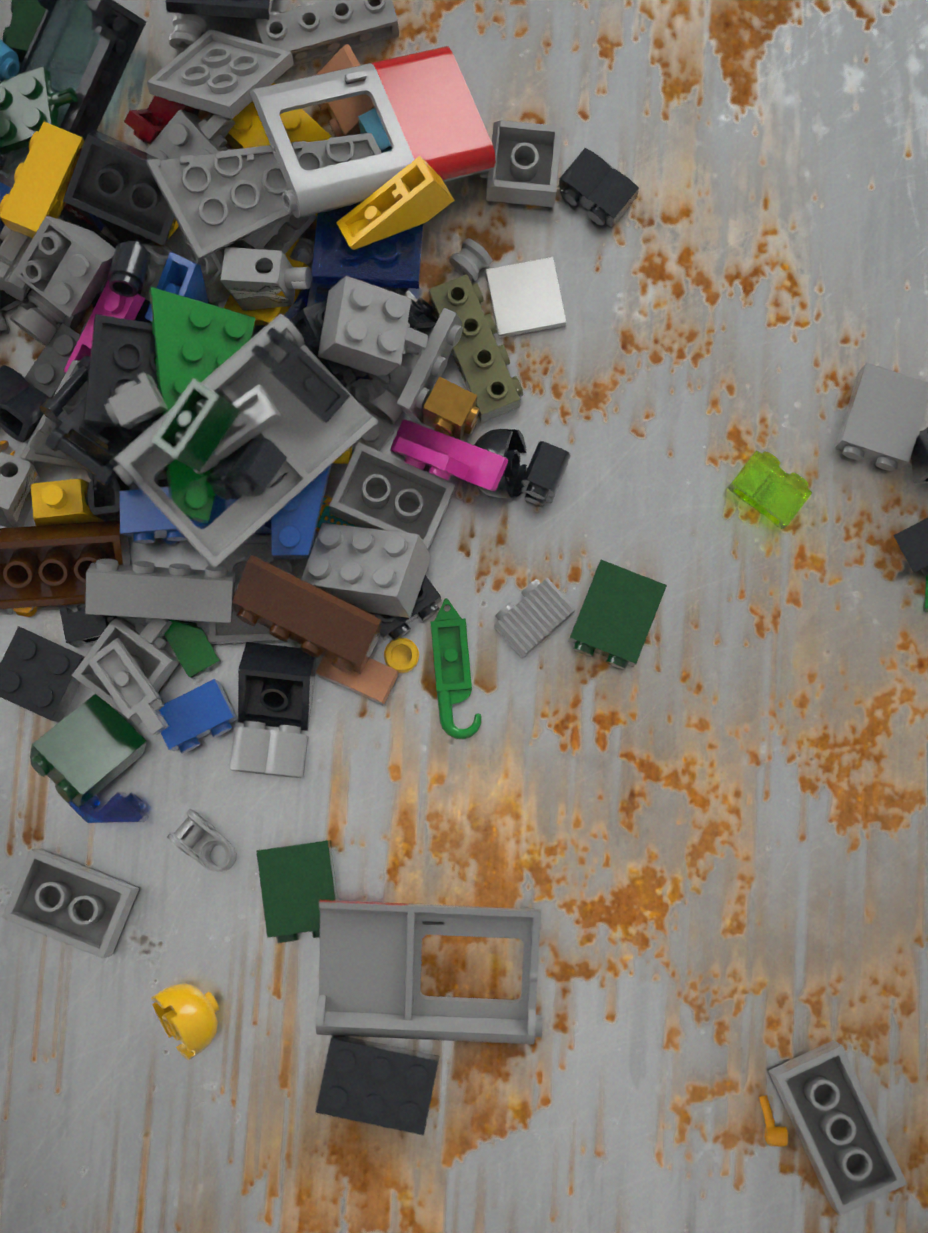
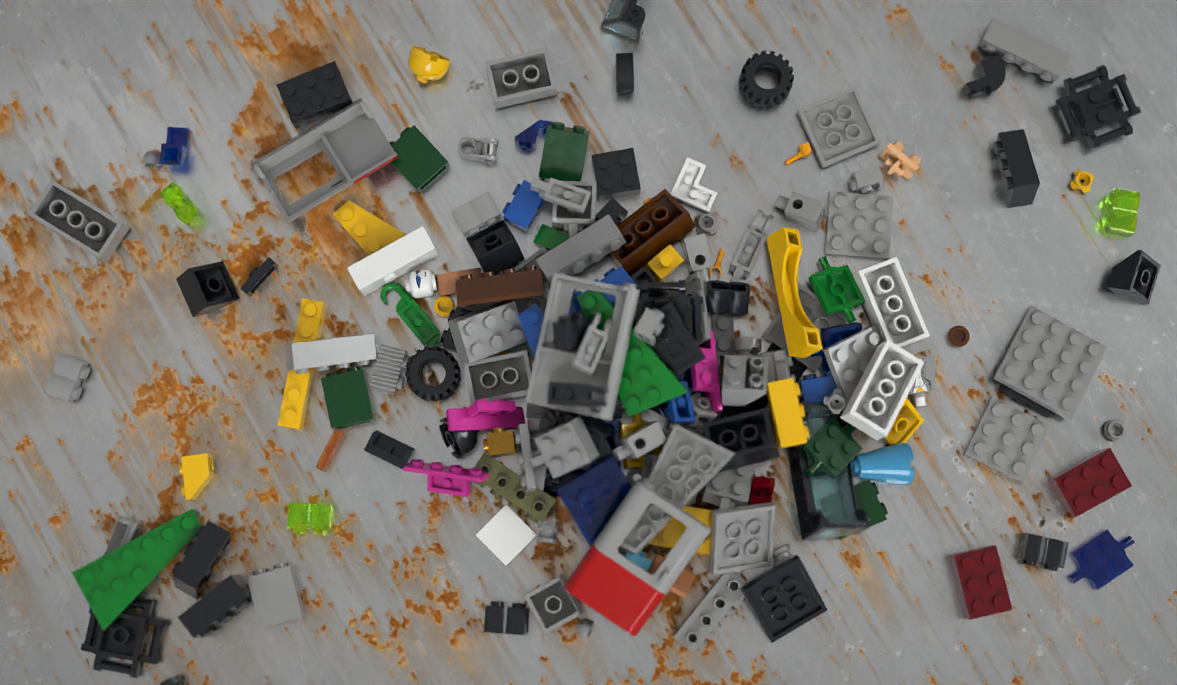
camera: 145 degrees right, 0 degrees up
(128, 268) = (709, 397): black brick -> none
(196, 425) = (606, 329): dark green brick -> none
(398, 205) = (594, 522): yellow slope -> none
(410, 704) = (421, 283): none -> white head
(428, 757) = (393, 261): none -> white brick
(435, 834) = (366, 228): none -> yellow wing
(486, 539) = (426, 356): none -> black tyre
(503, 111) = (585, 627): none -> light grey hinge
(544, 473) = (430, 443): black brick -> none
(553, 414) = (447, 479): none -> dark pink bracket
(600, 686) = (330, 352): none -> brick
(606, 508) = (389, 449): none -> black hinge
(627, 1144) = (176, 146): none -> clear blue slope
(630, 871) = (258, 276): none -> black plate
(649, 702) = (299, 386): none -> yellow brick
(673, 1058) = (182, 205): none -> clear neon green brick
(674, 1150) = (151, 160): none -> light grey hinge
(687, 560) = (330, 450): none -> clear orange tile
(713, 902) = (207, 288): none -> black slope
(774, 1135) = (107, 199): light orange hand -> none
(888, 653) = (197, 473): none -> yellow slope

